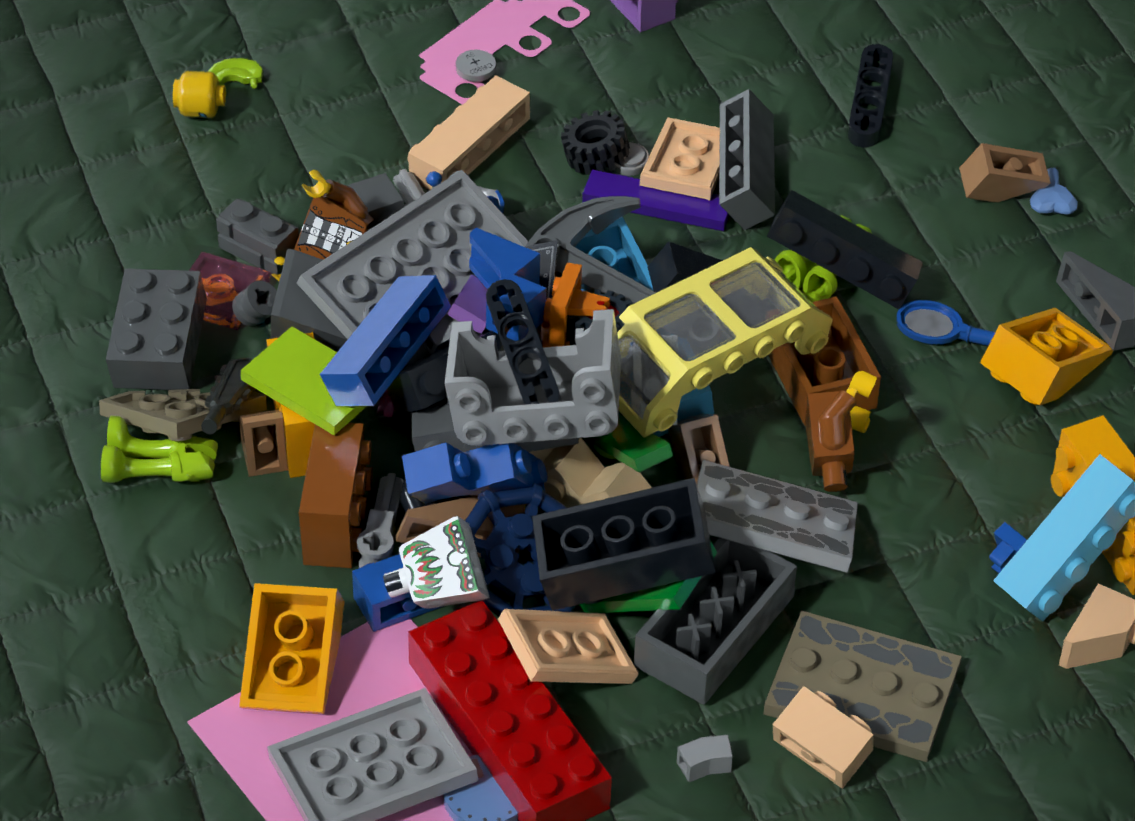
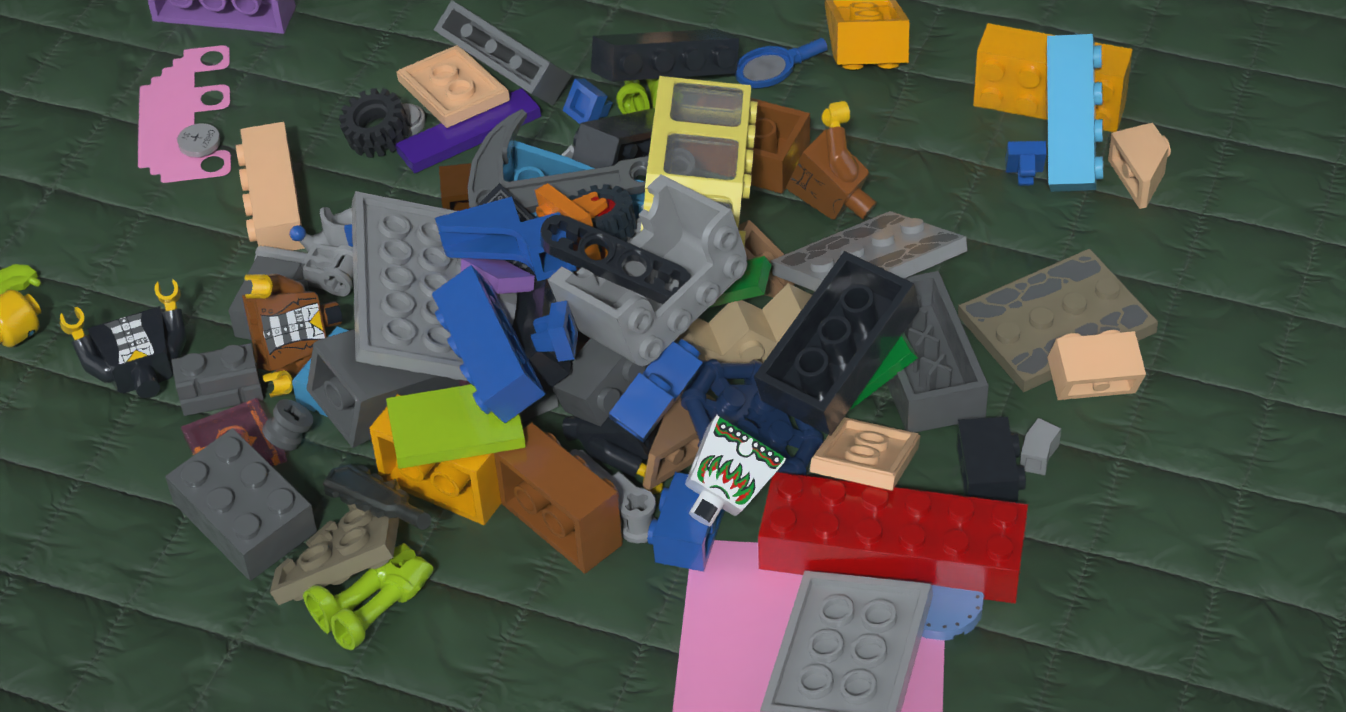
camera: 45 degrees left, 0 degrees up
(241, 171) = (132, 349): none -> black torso
(263, 442) = (449, 504): medium nougat slope -> none
(291, 648) = (679, 629): light orange slope -> none
(427, 369) = (556, 332): none -> blue tile
(648, 733) = (988, 459): none -> black brick
(758, 239) = (586, 102): none -> blue tile

